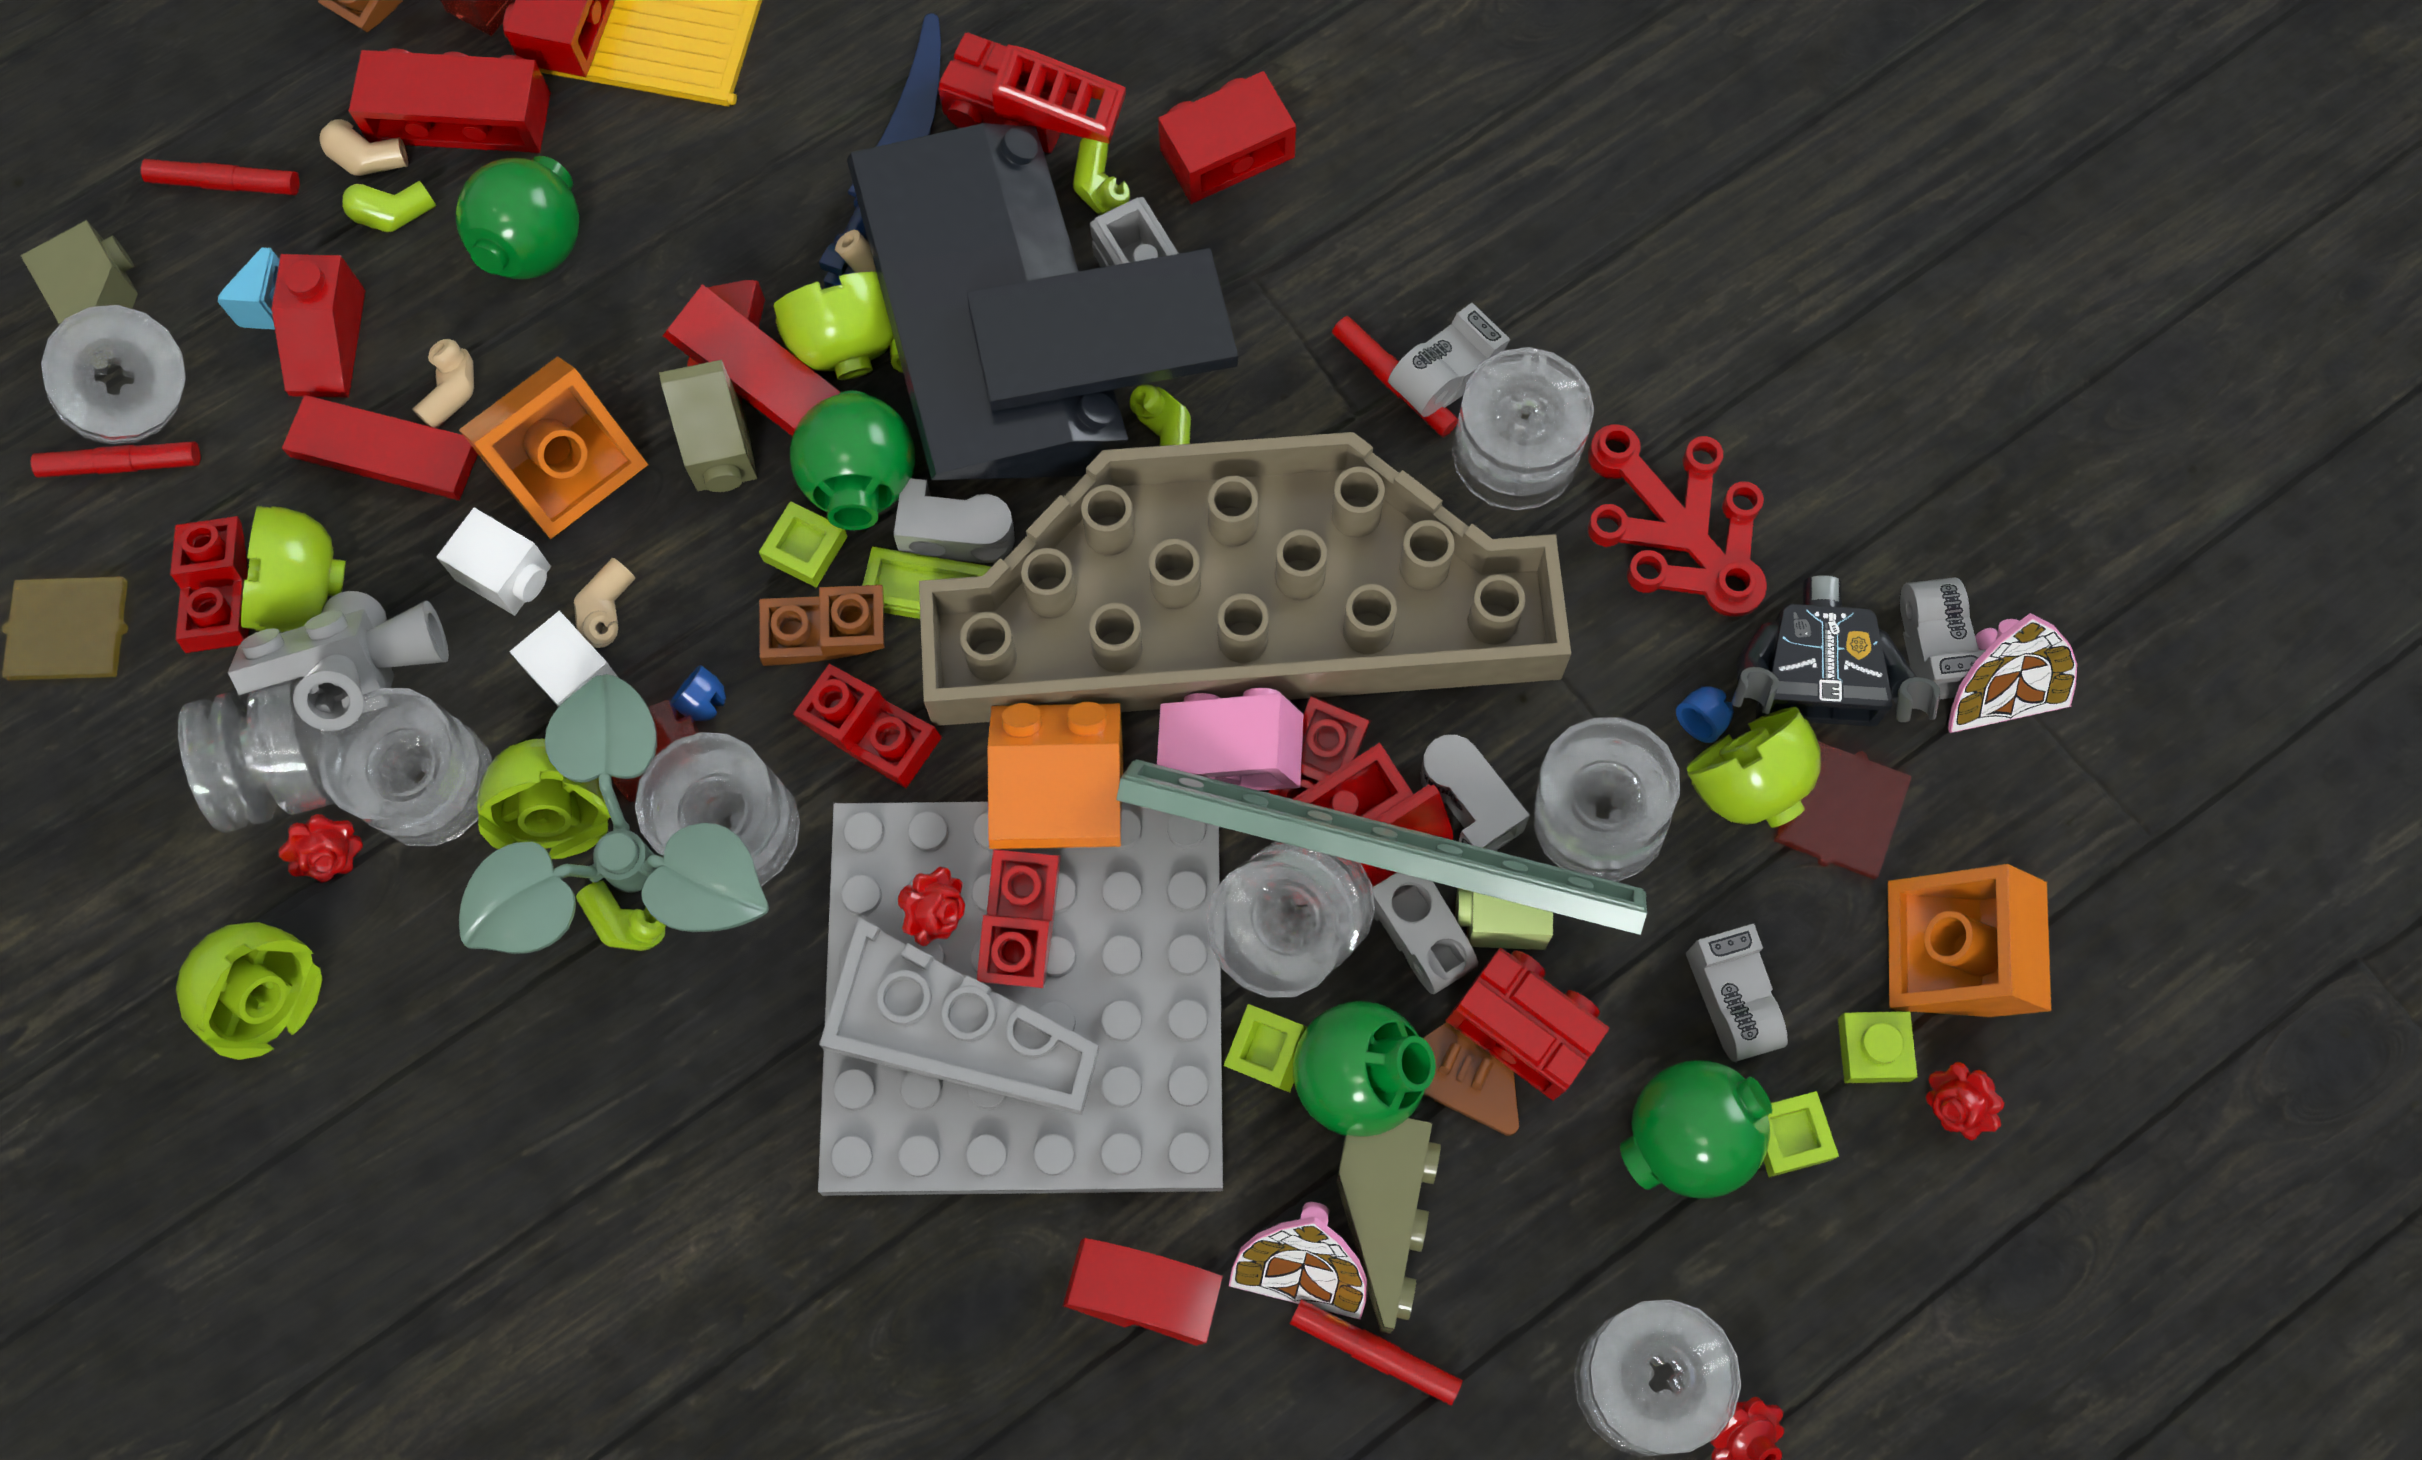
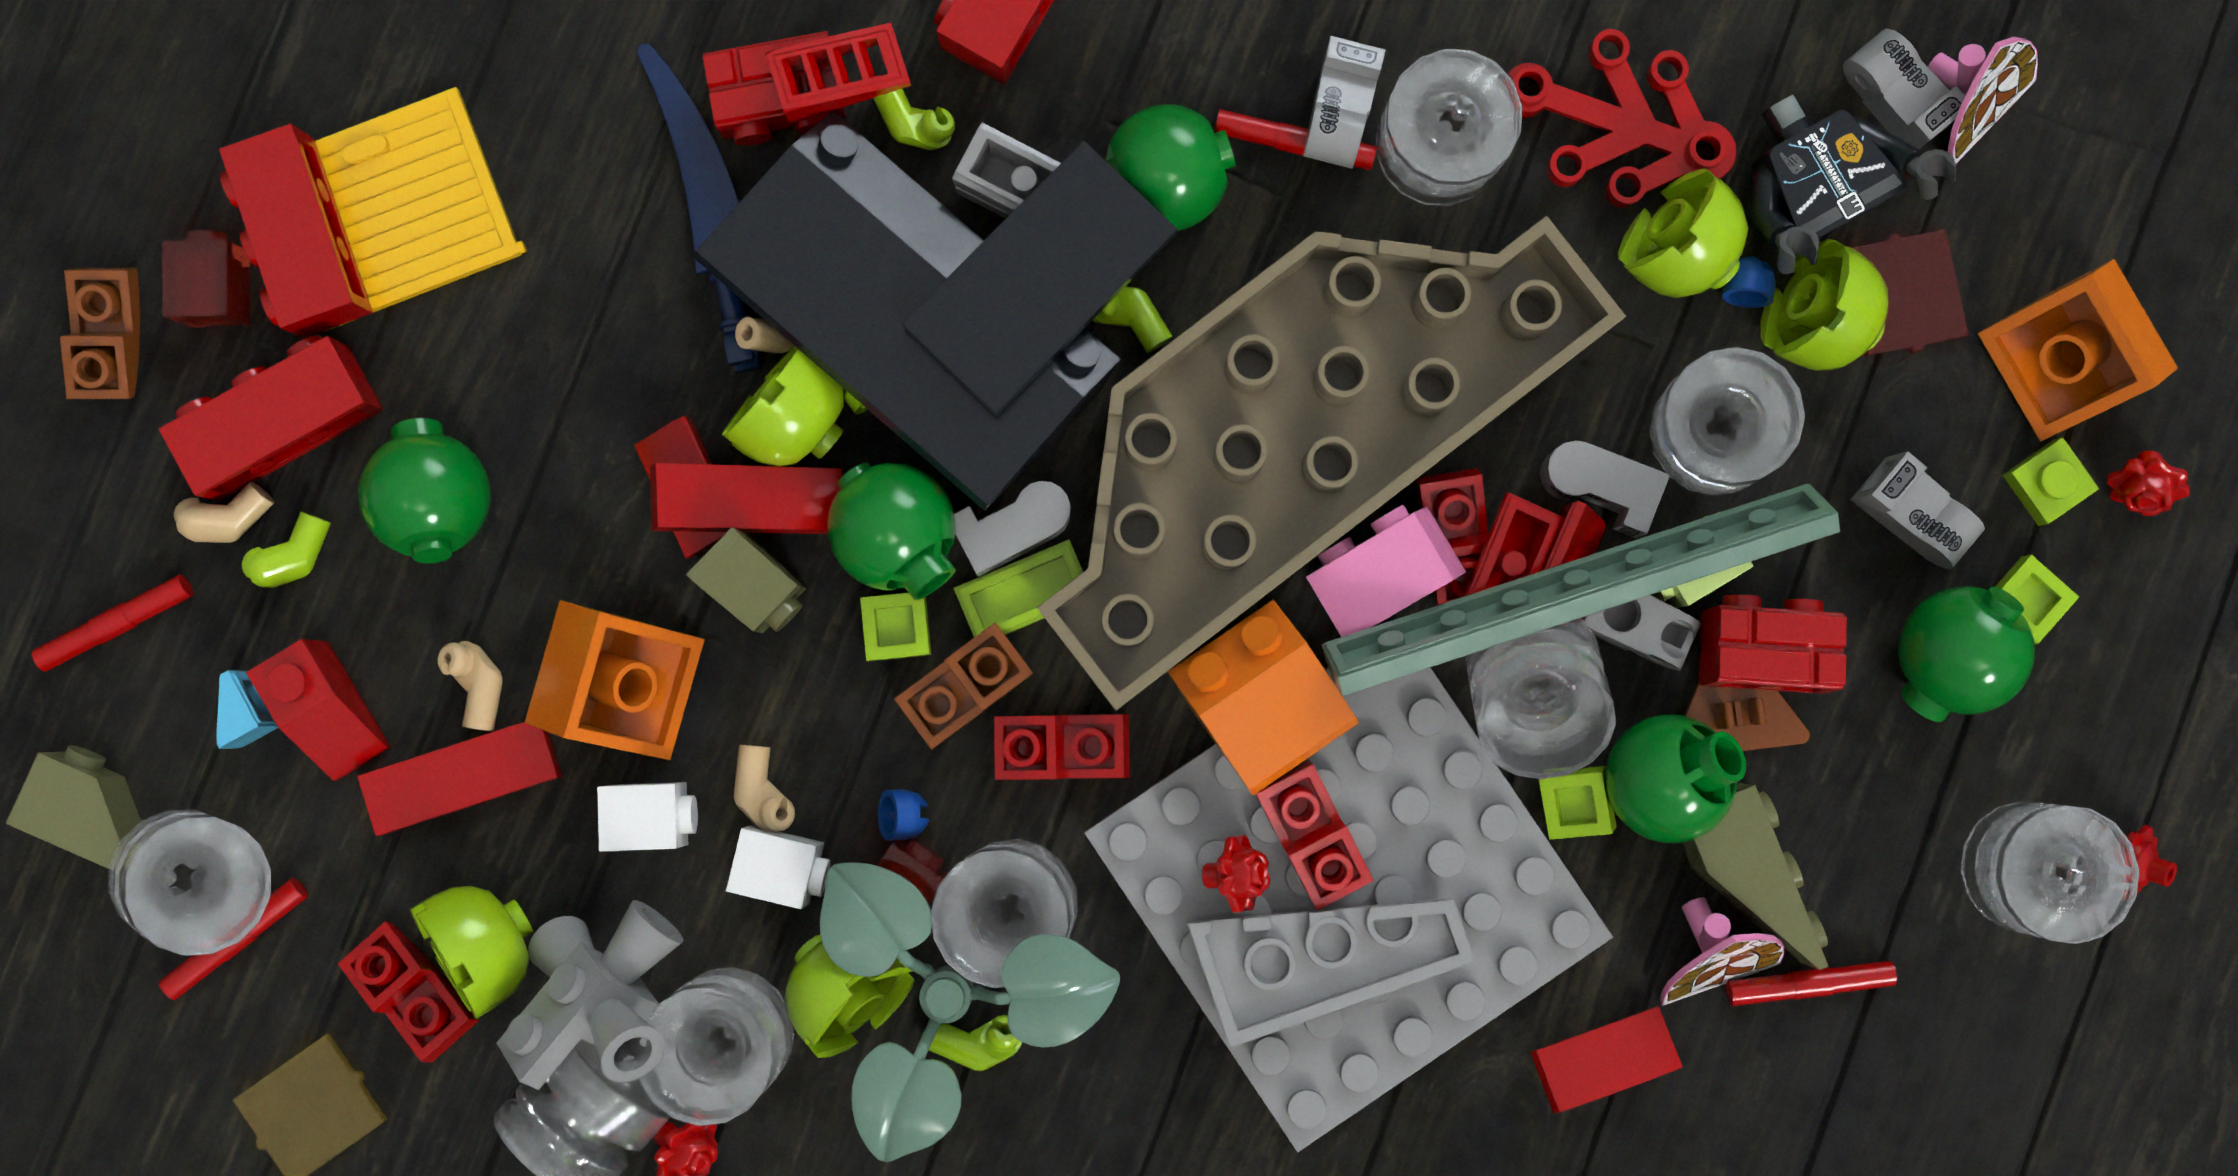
camera: 35 degrees left, 15 degrees up
(1277, 326) = (1173, 161): none -> green brick
(1673, 641) = (1689, 240): none -> lime cylinder

